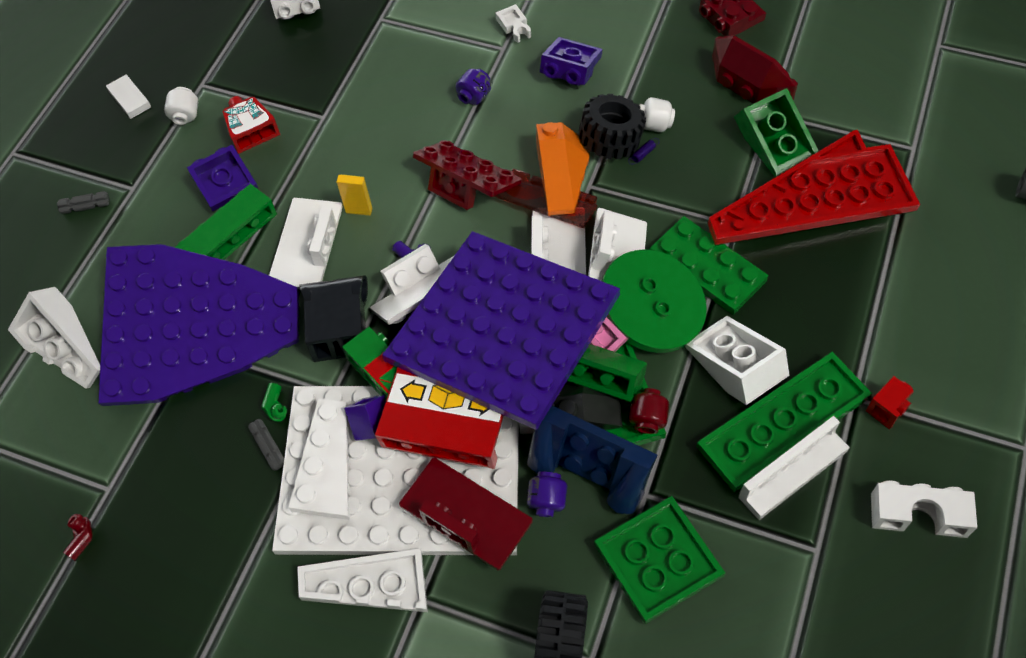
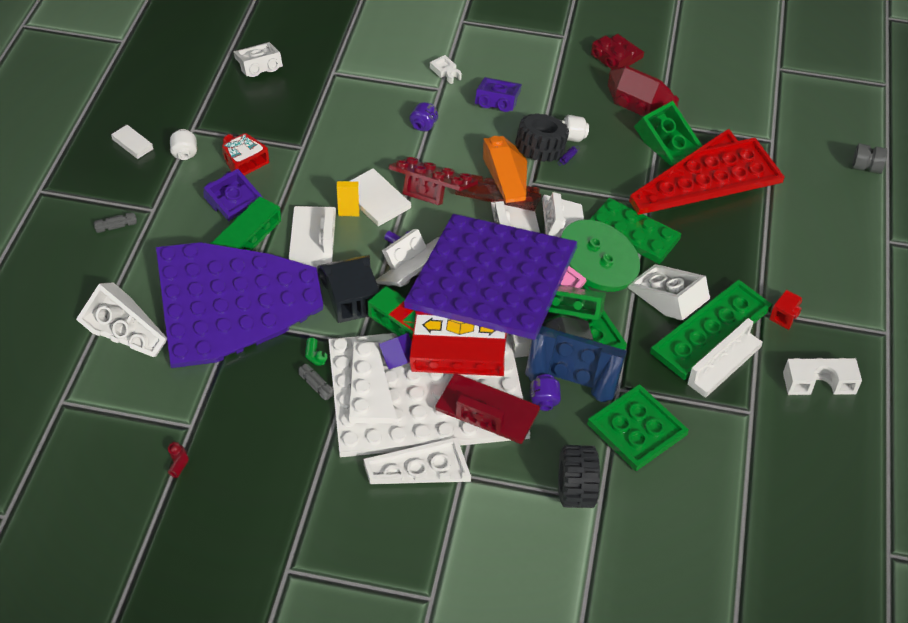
camera: 15 degrees left, 10 degrees down
(395, 192) = (379, 198): none -> white tile
(649, 411) = (612, 327): dark red head -> none

